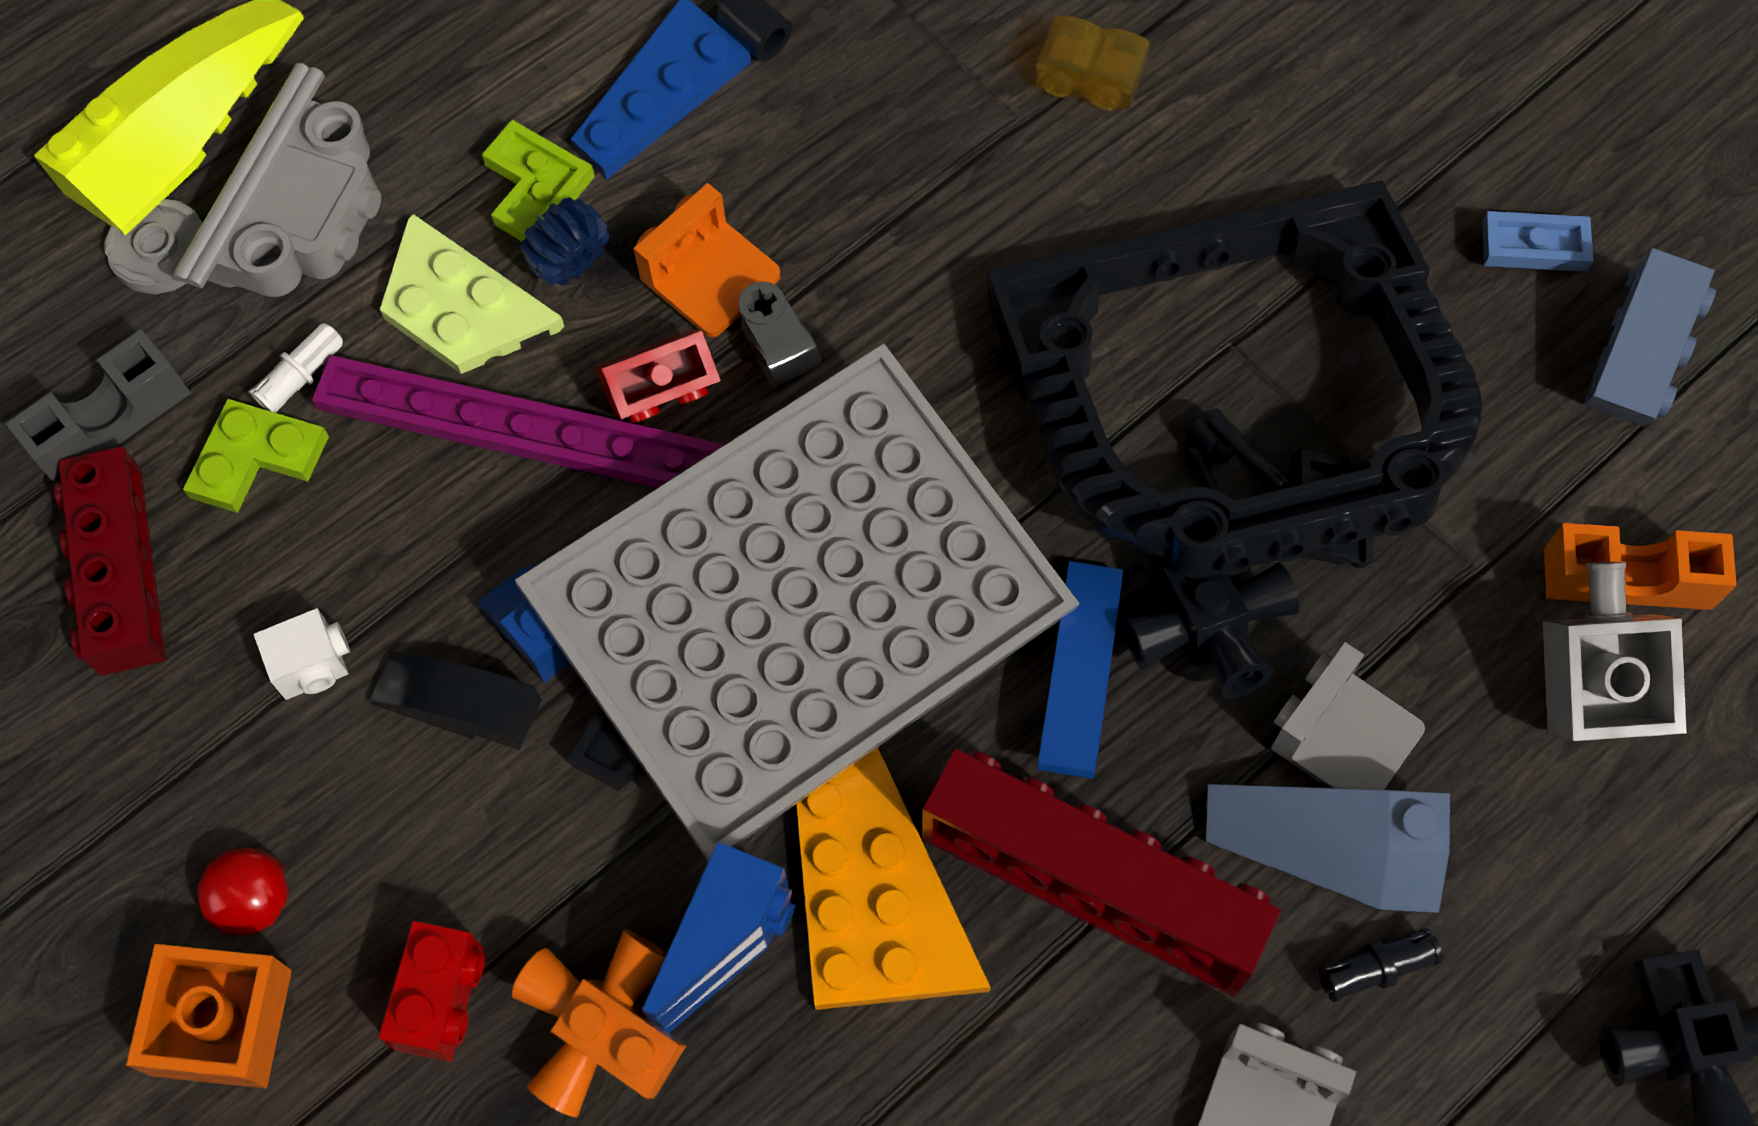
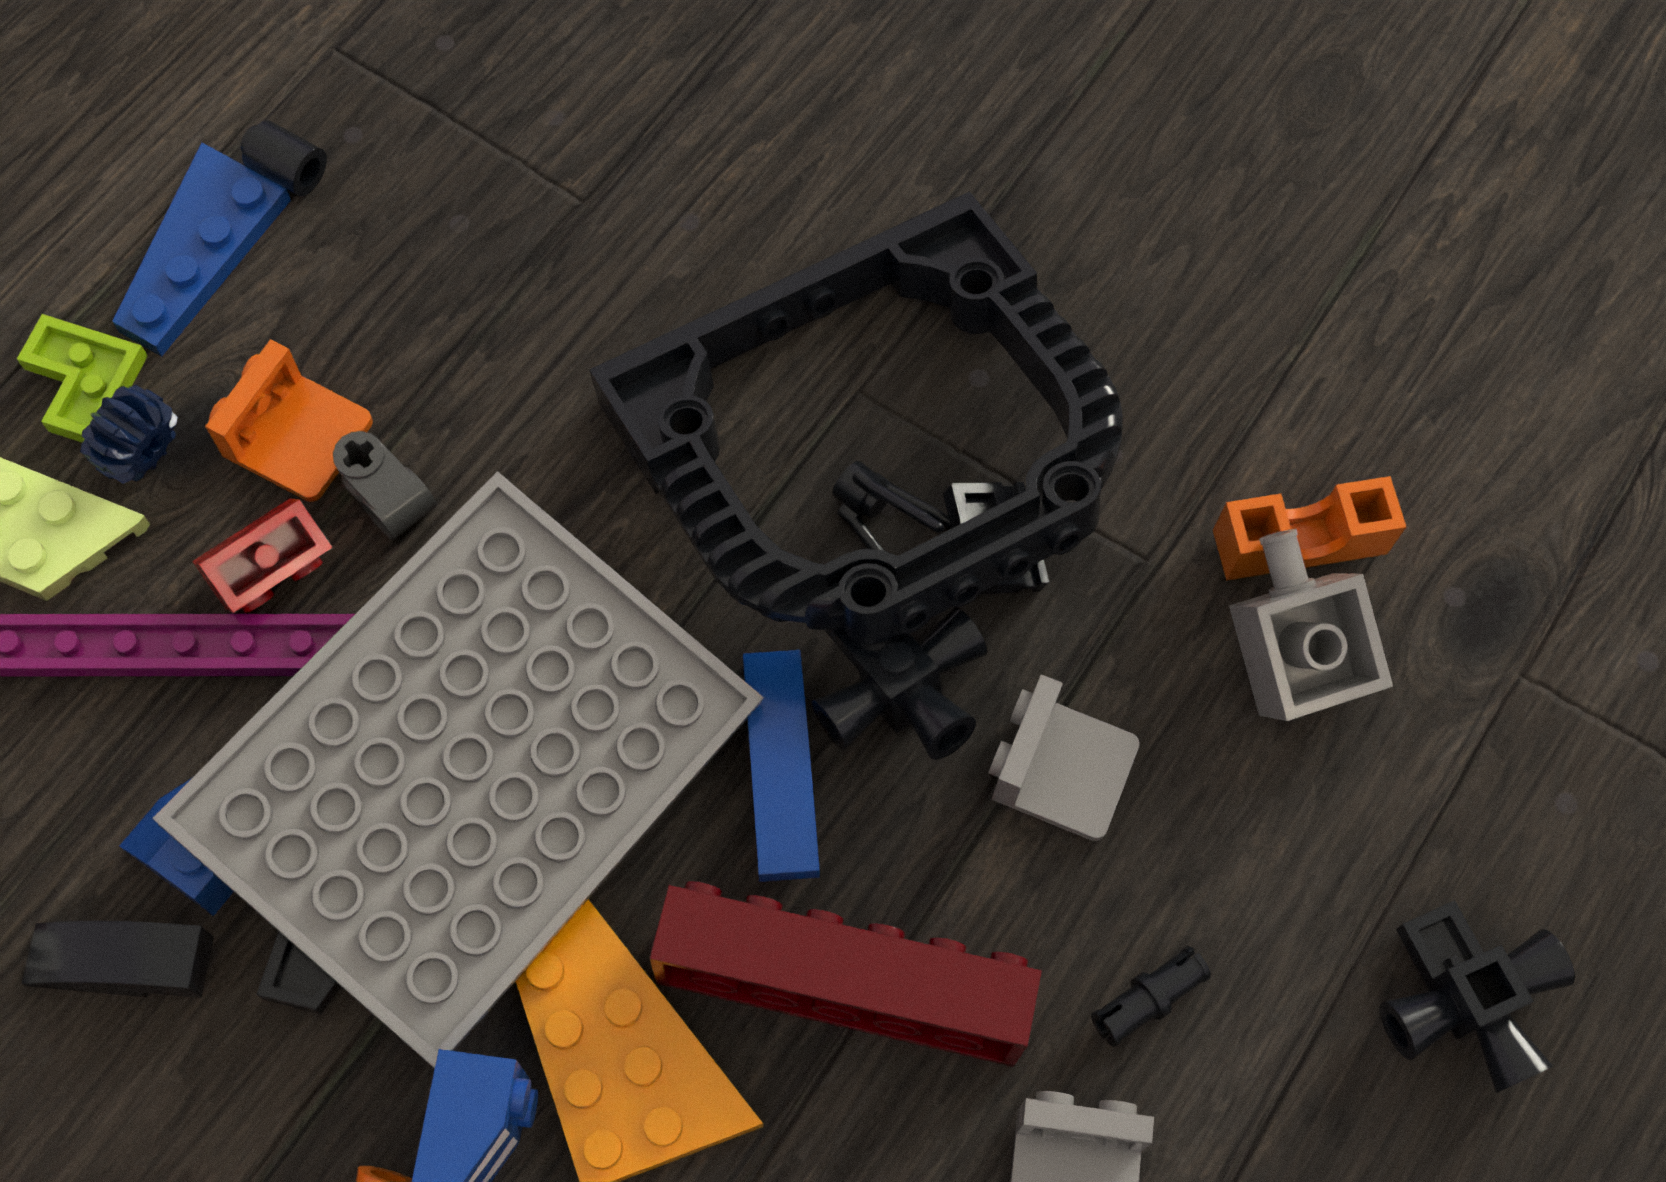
camera: 20 degrees left, 0 degrees up
(1092, 63) = (649, 129): clear yellow brick -> none
(1356, 842) = (1096, 877): sand blue wedge -> none
(1537, 241) = (1134, 221): medium blue plate -> none
(1650, 338) = (1266, 295): sand blue wedge -> none

